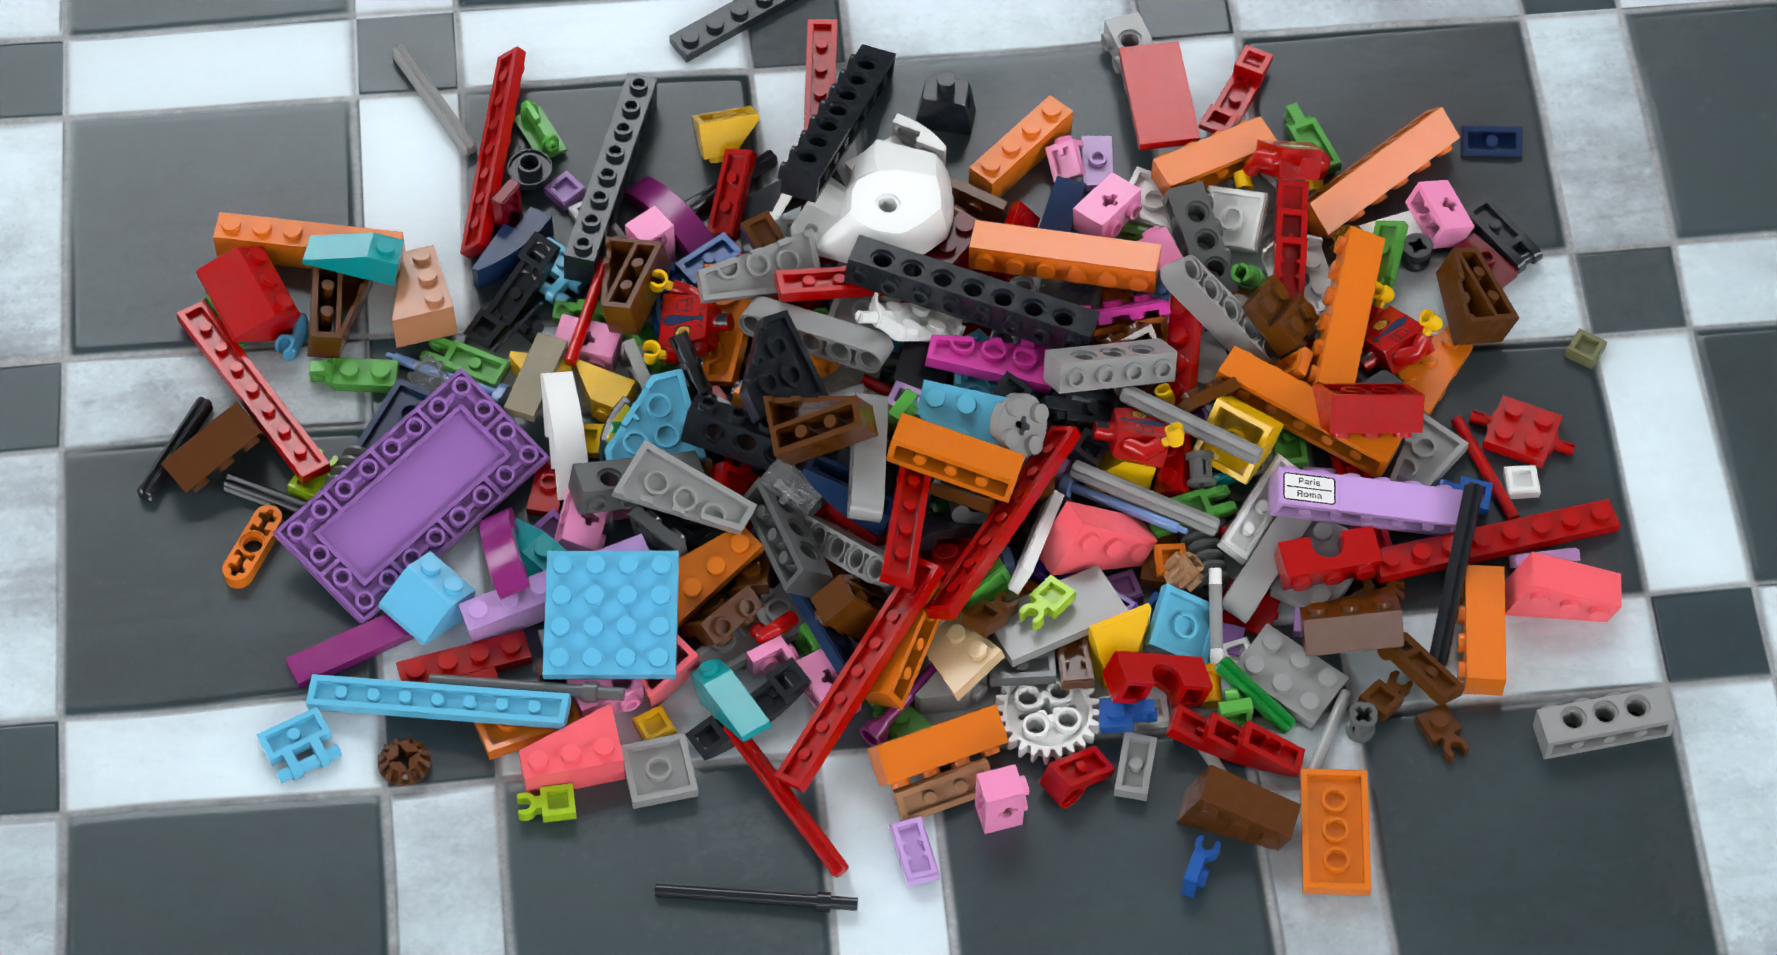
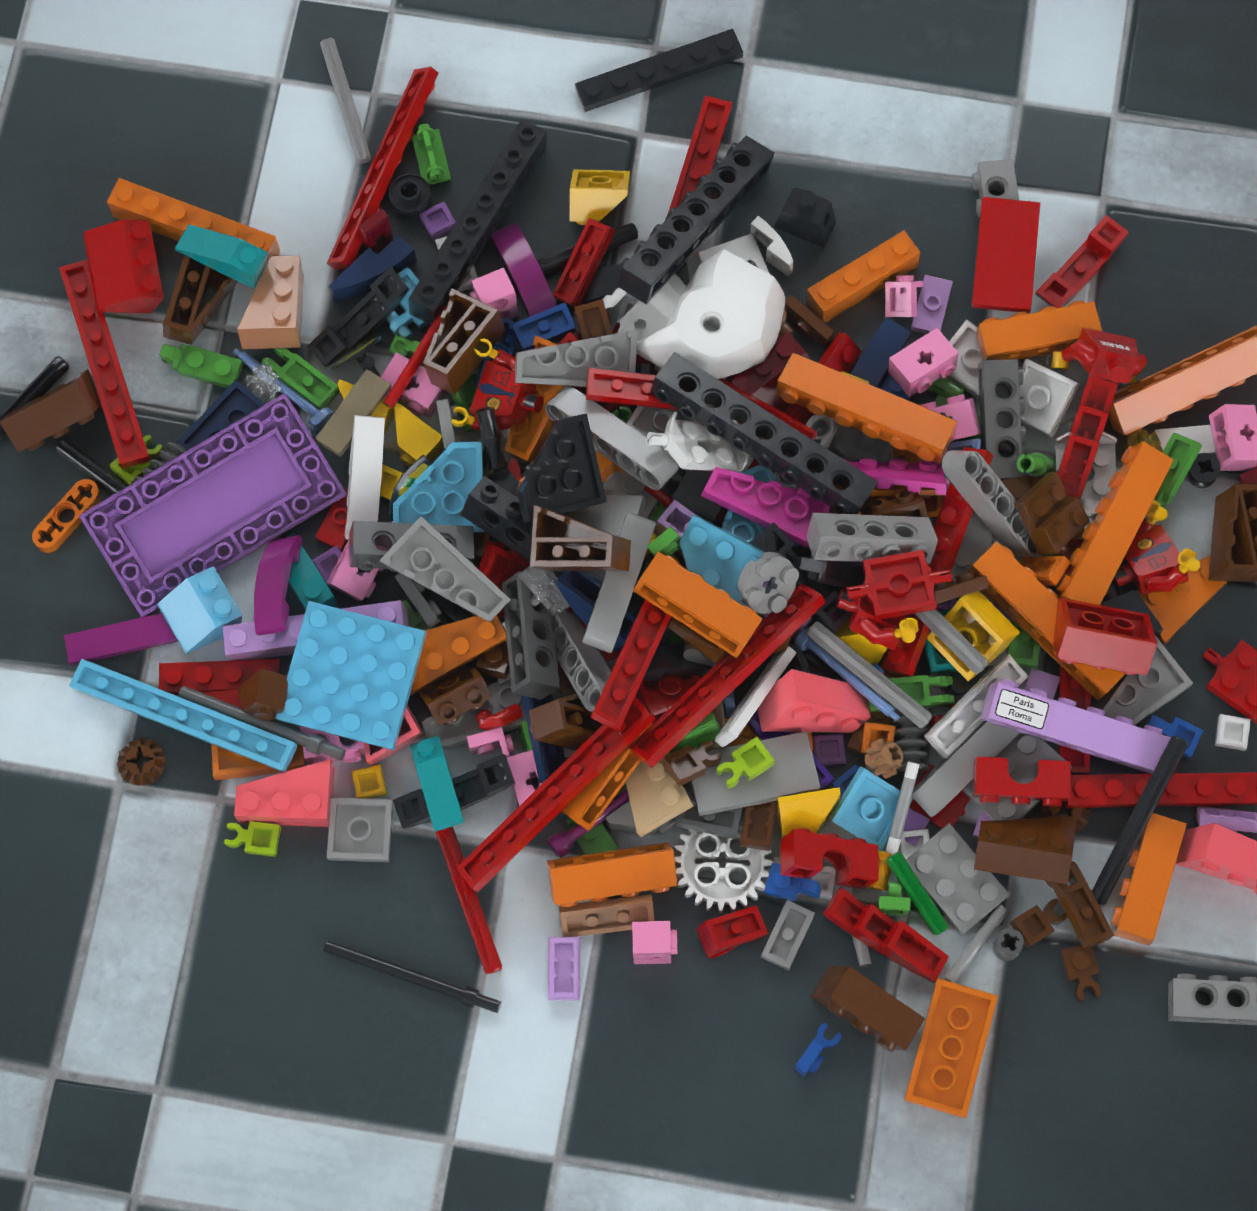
camera: 20 degrees right, 15 degrees up
(292, 343) = (157, 318): dark azure piece -> none
(294, 737) = (51, 715): medium azure plate -> none
(523, 654) = (264, 694): none -> reddish brown slope
(1152, 397) = (899, 585): none -> red plate
(1200, 469) = (929, 658): dark grey bush -> none
(1309, 130) = (1137, 324): bright green hinge -> none
(1485, 468) = (1202, 711): red bar -> none

